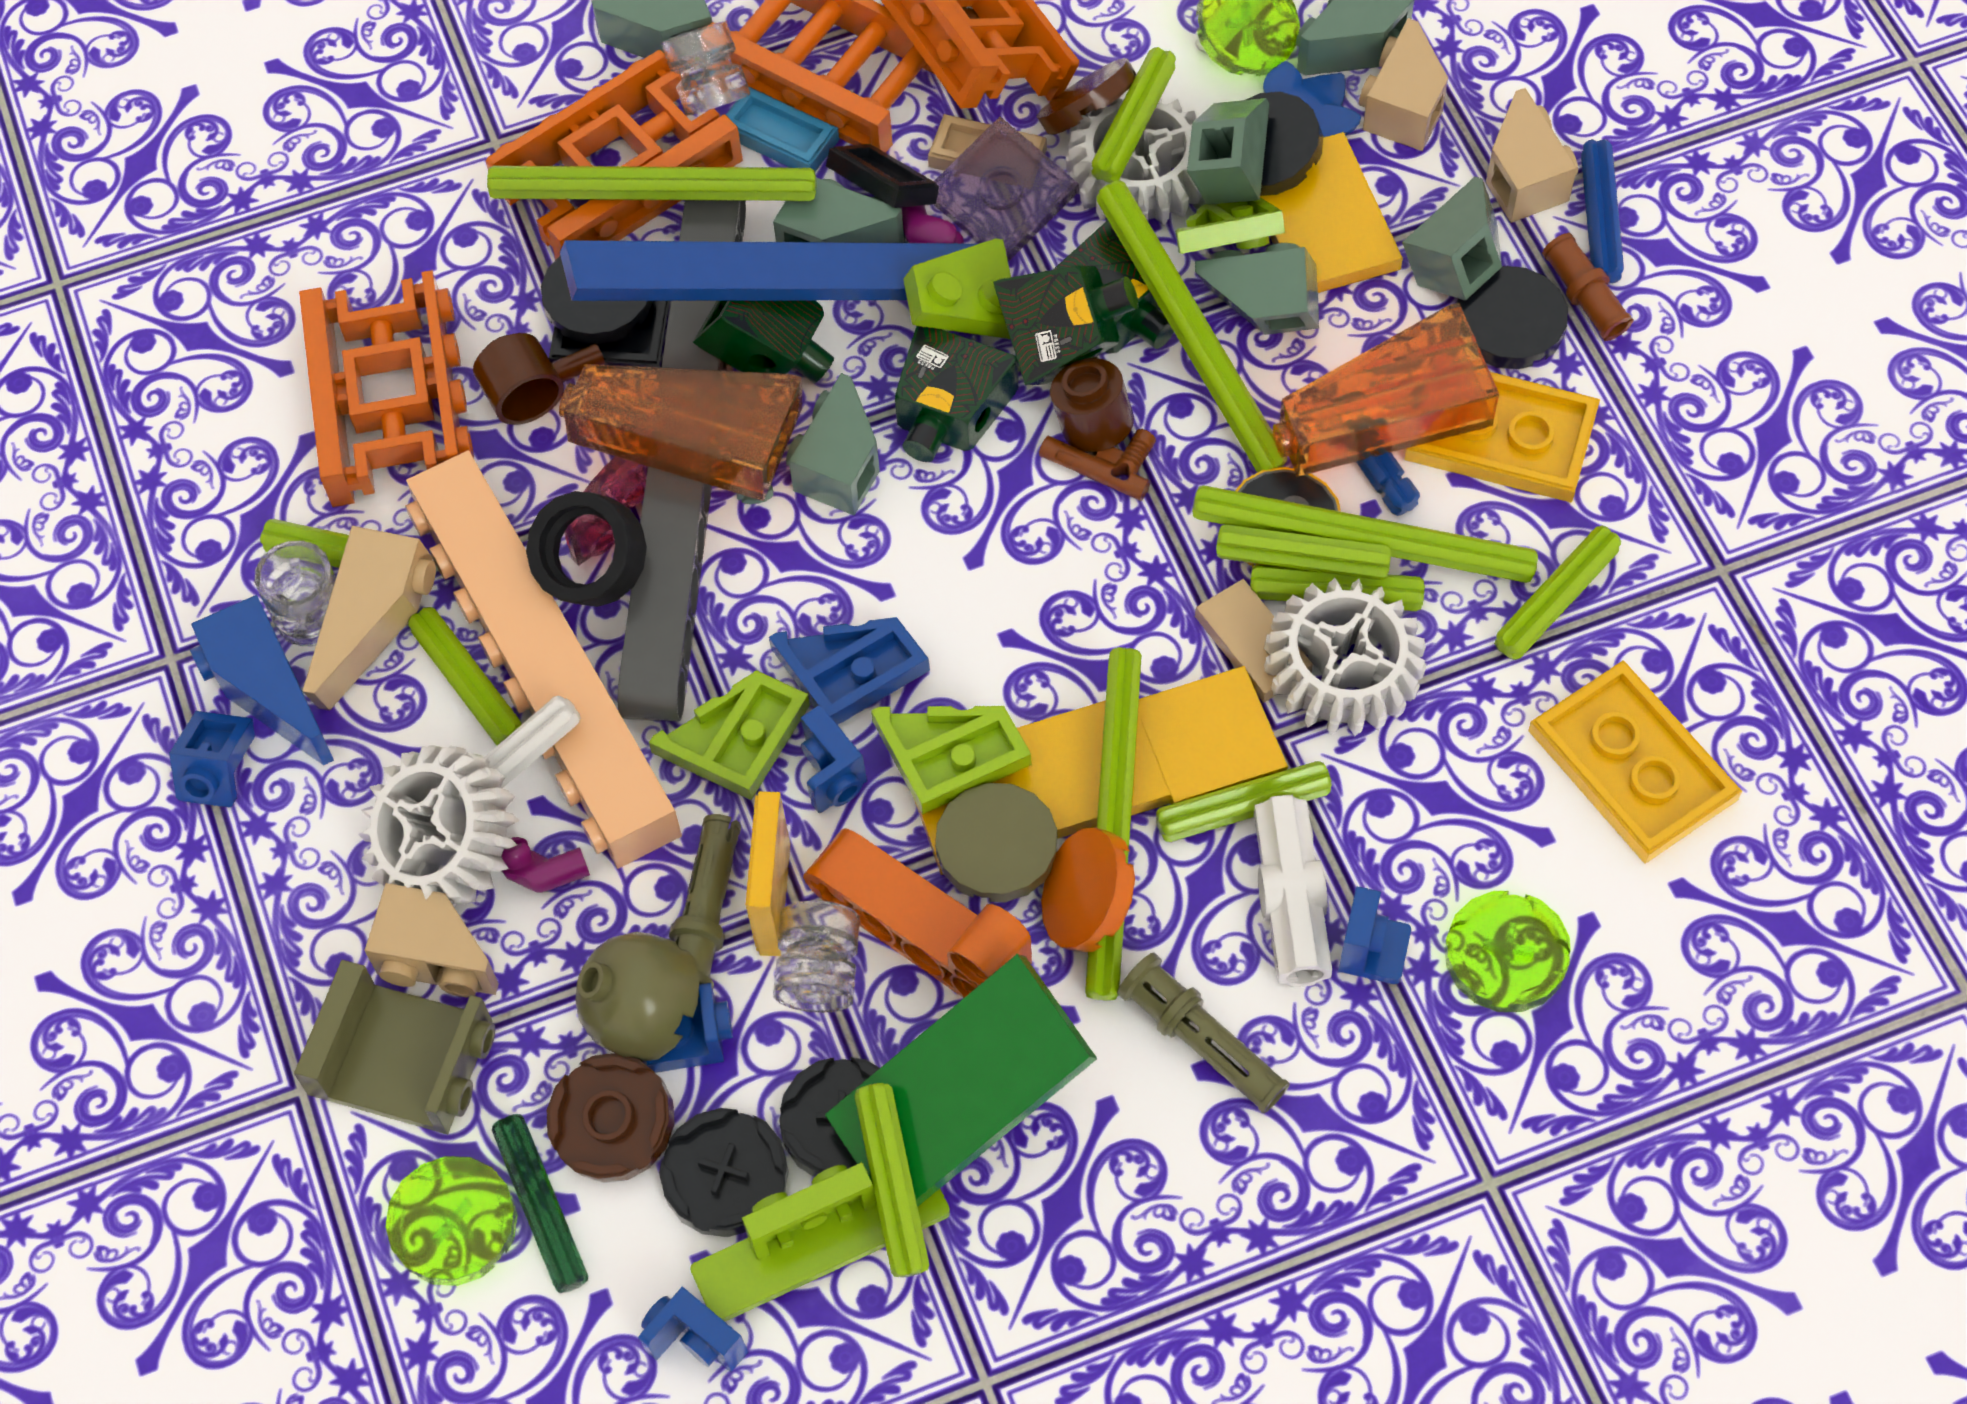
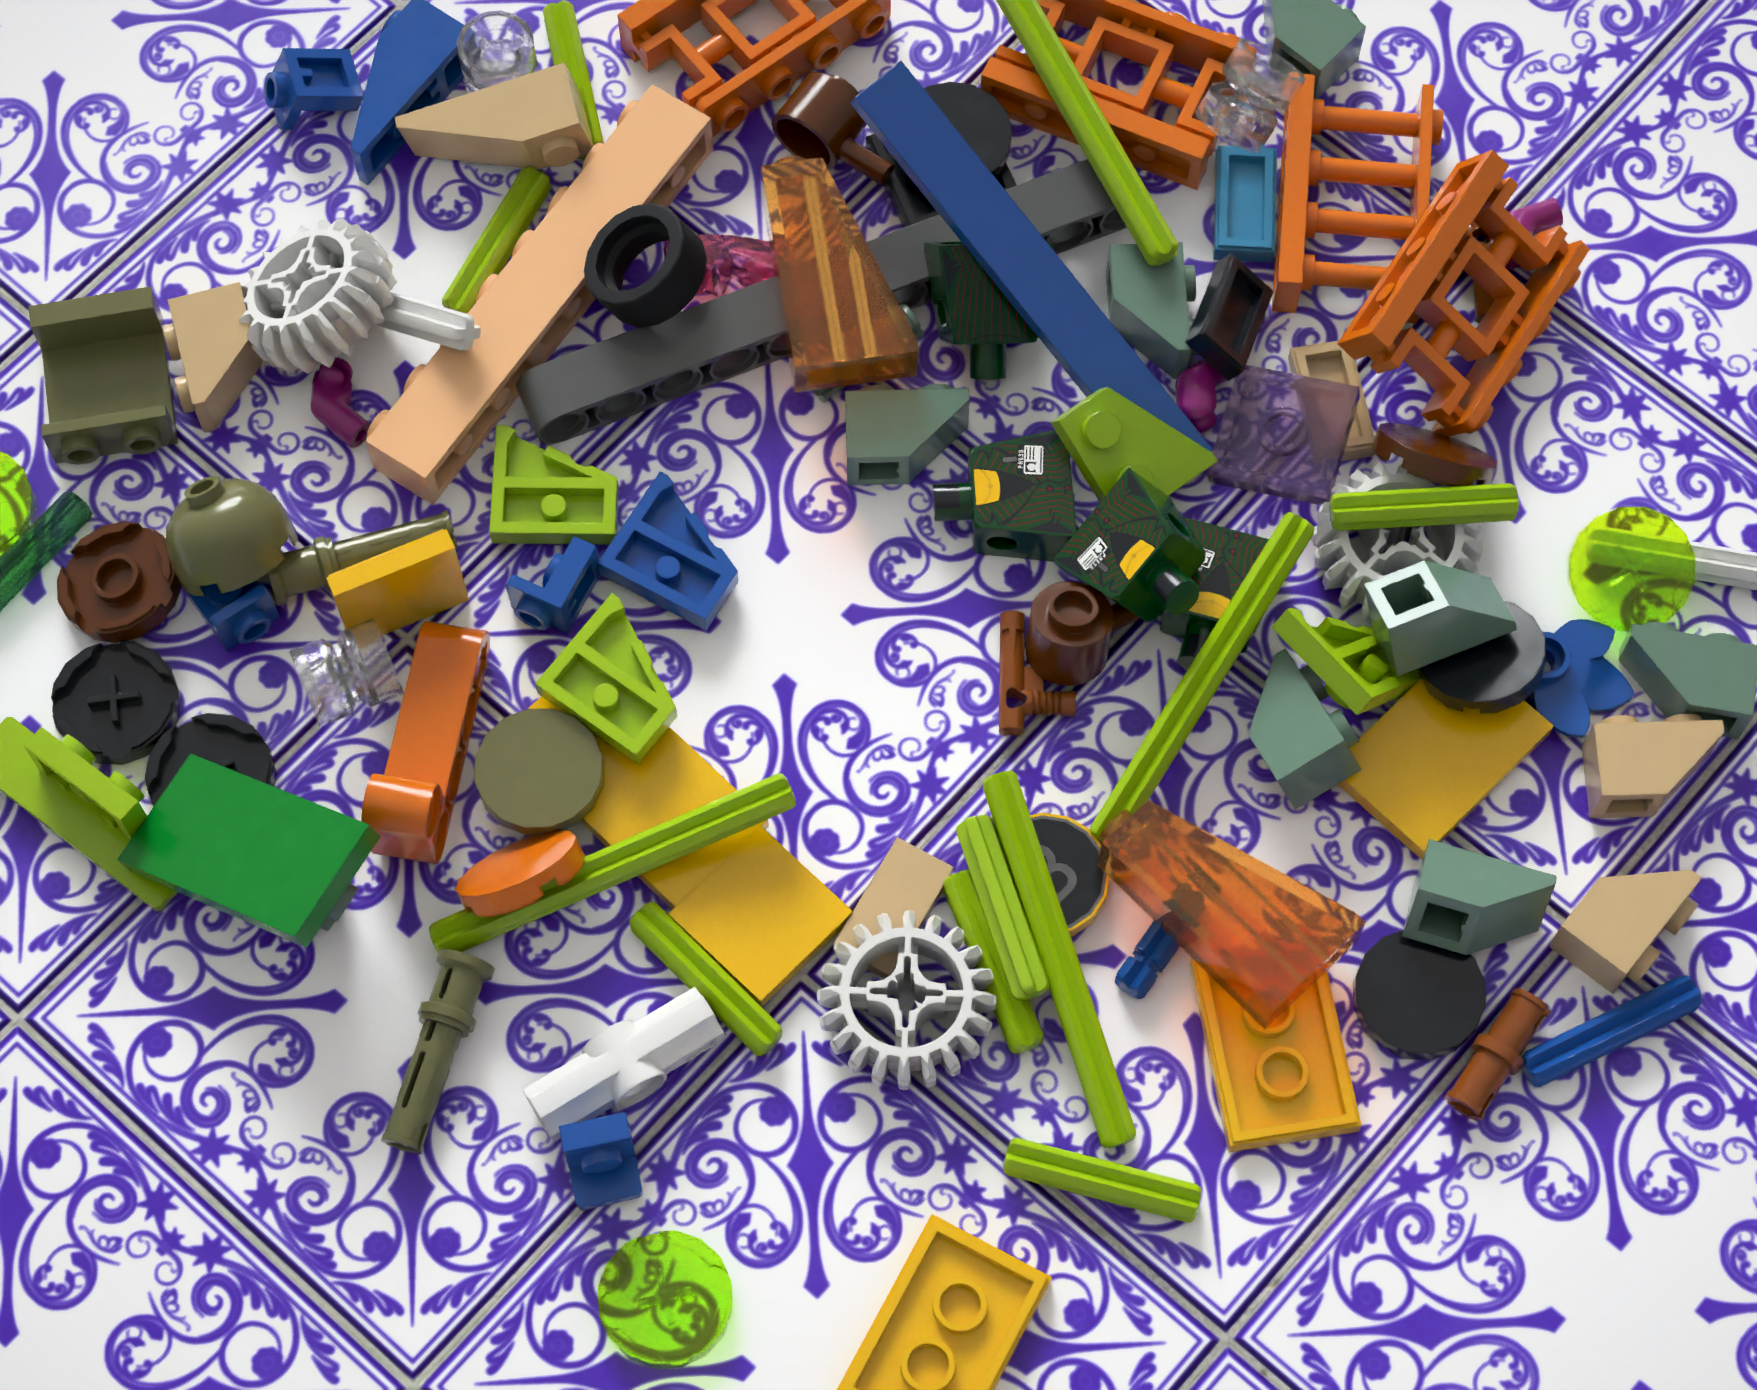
camera: 60 degrees right, 5 degrees up
(891, 1180) = (139, 836): lime axle -> none

